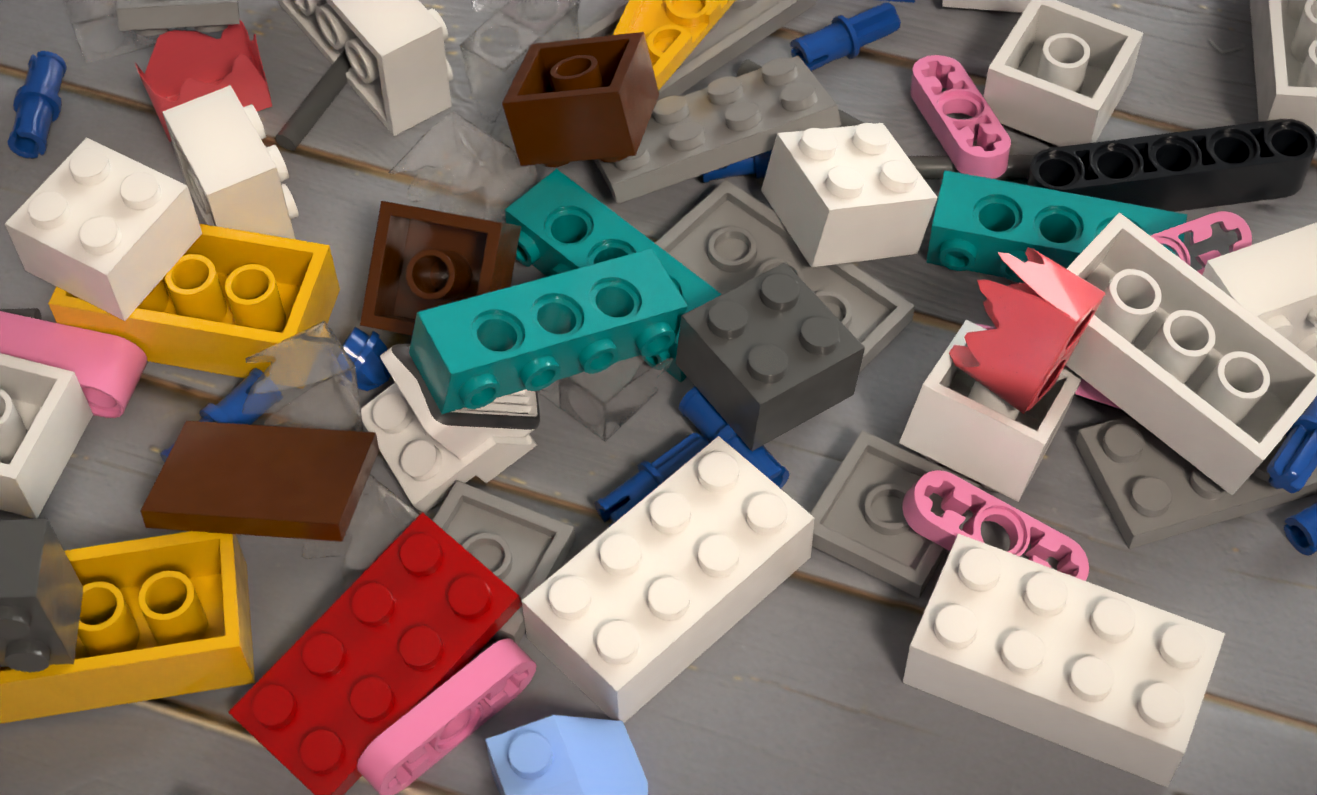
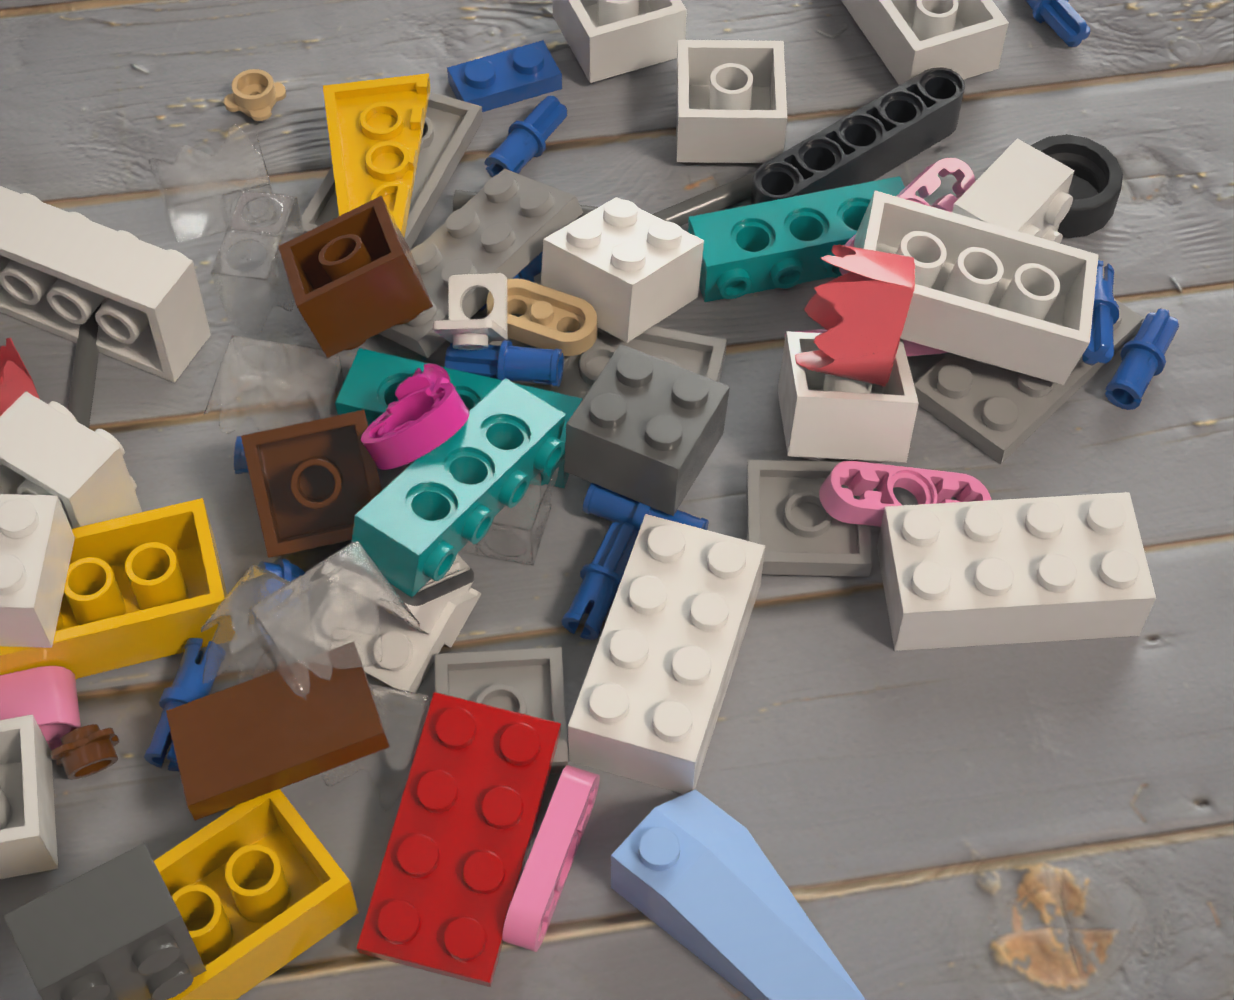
camera: 30 degrees left, 0 degrees up
(115, 428) = (86, 751): none -> reddish brown plate
(348, 393) = (326, 618): none -> clear piece
(547, 251) = (419, 422): none -> dark pink pin
(658, 193) = (474, 333): none -> white bracket
(684, 239) = (510, 362): none -> blue axle
(746, 212) = (547, 317): none -> tan plate
(957, 136) = (693, 187): bright pink beam -> none

